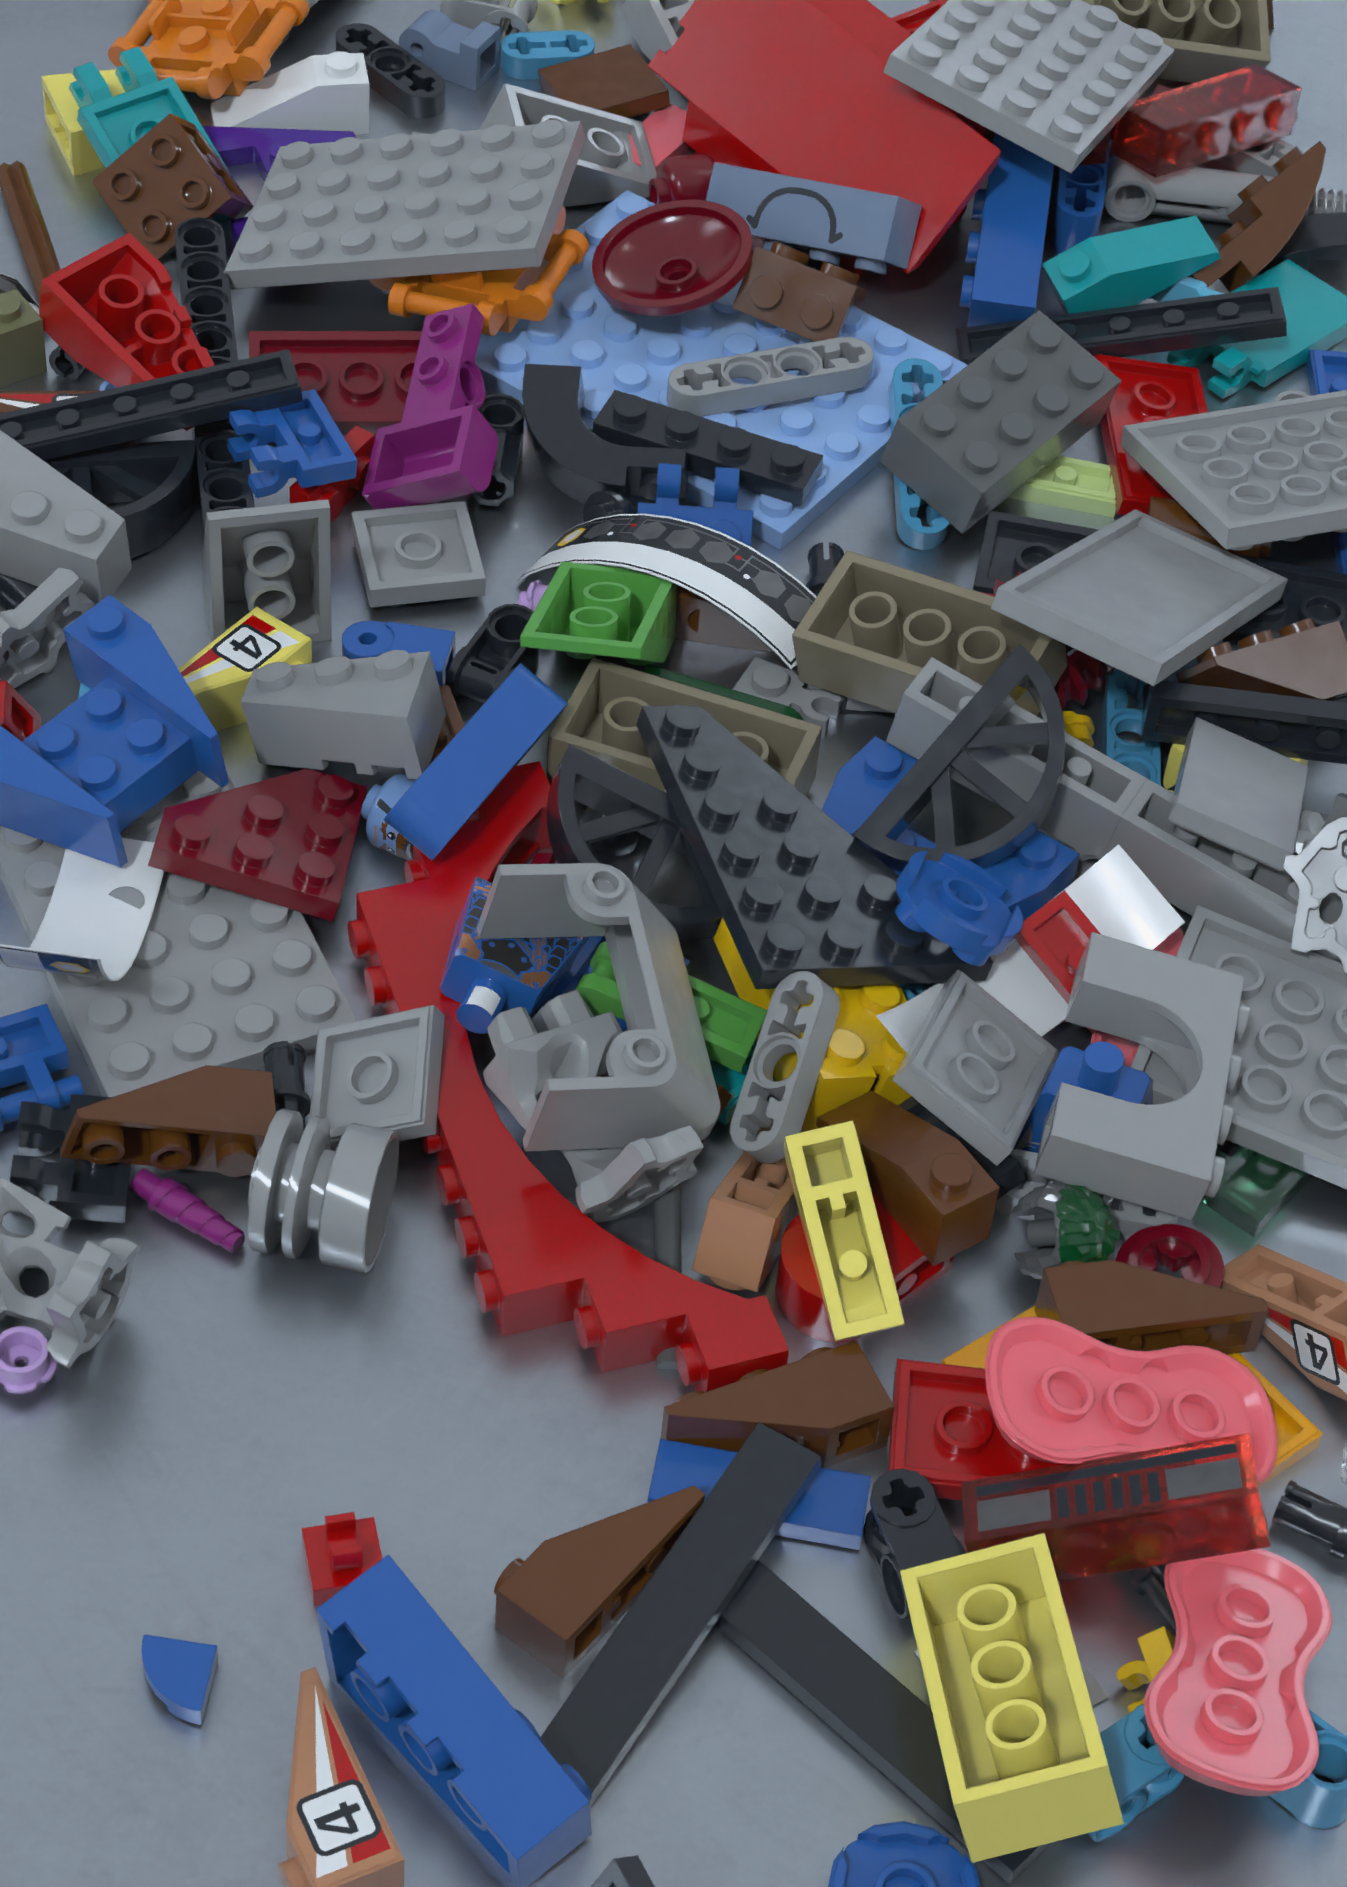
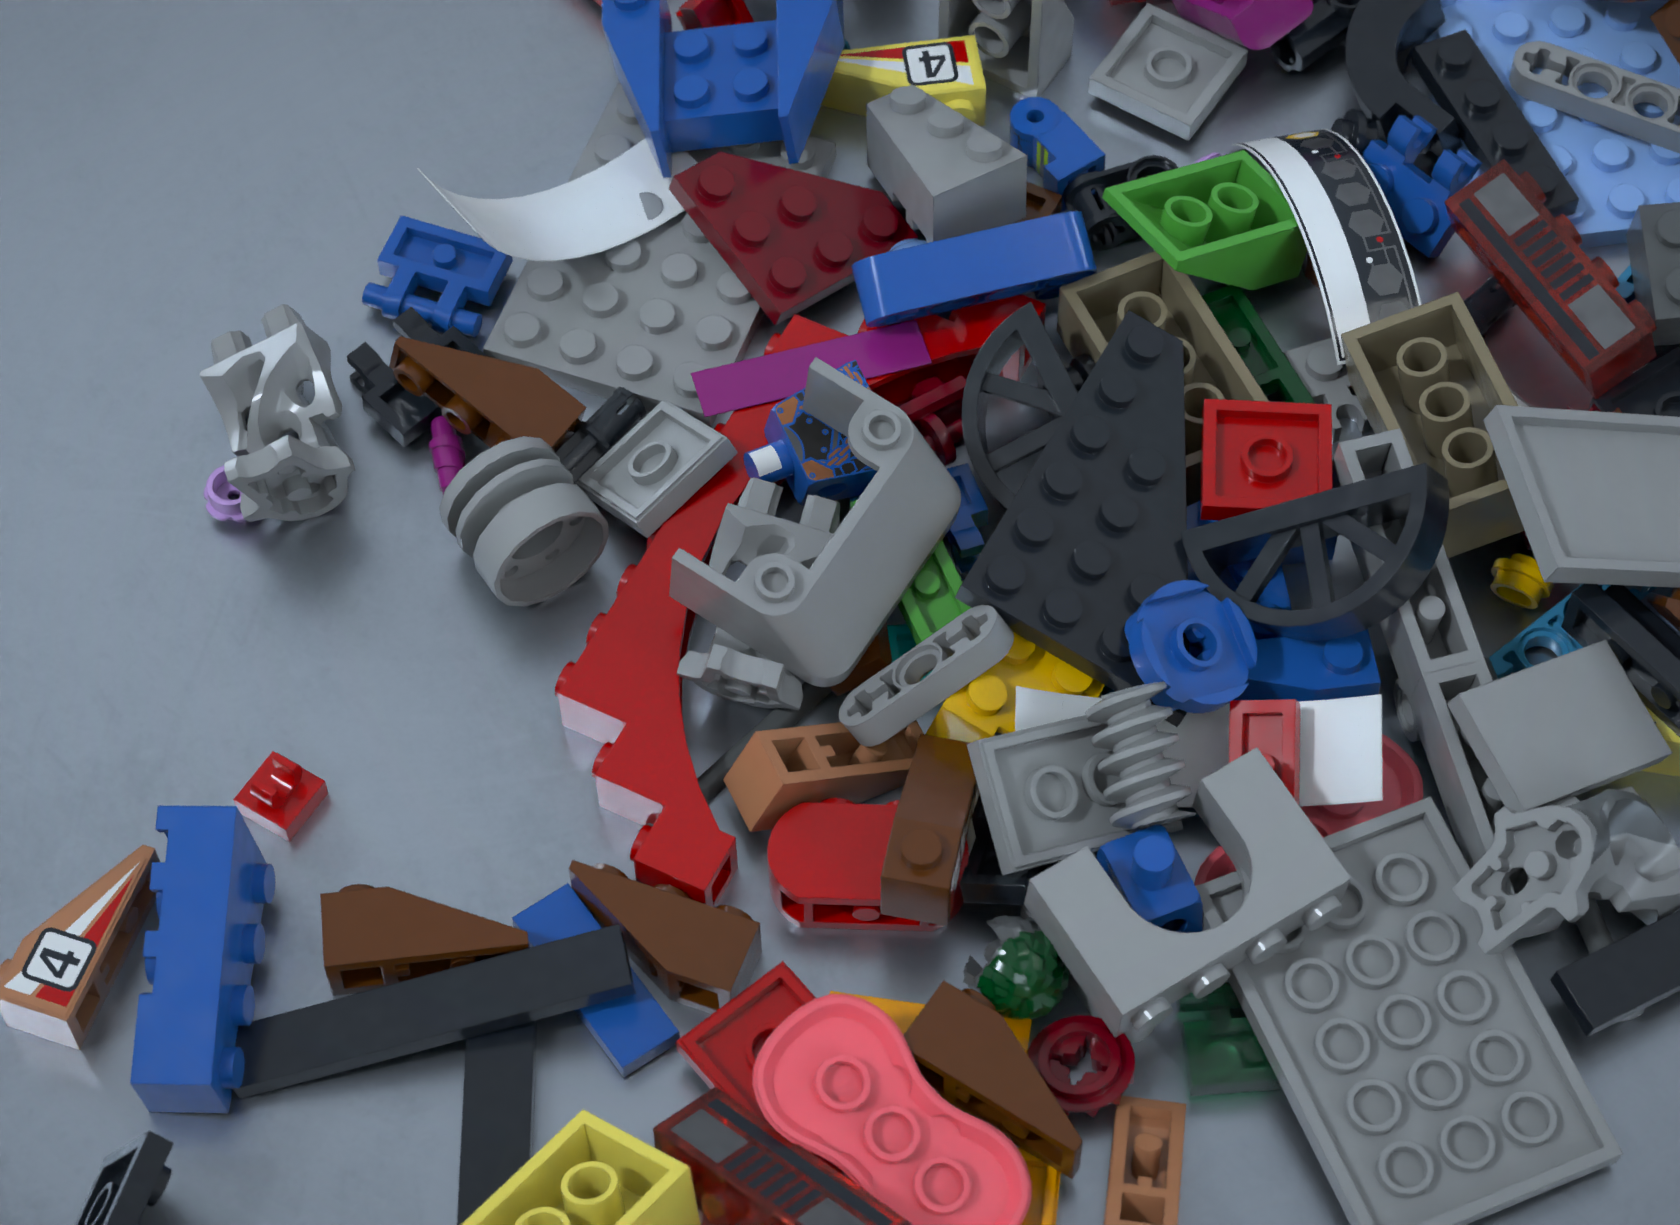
camera: 50 degrees right, 10 degrees up
(180, 1674) = (101, 787): blue tile -> none
(415, 925) = (786, 372): none -> magenta sticker
(843, 1230) = (822, 830): light yellow slope -> none
(845, 750) = (1262, 454): none -> red plate
(874, 513) = (1551, 277): none -> clear red brick
(906, 1530) = (641, 1103): black piece -> none
(1015, 1001) = (1138, 757): none -> light grey piece

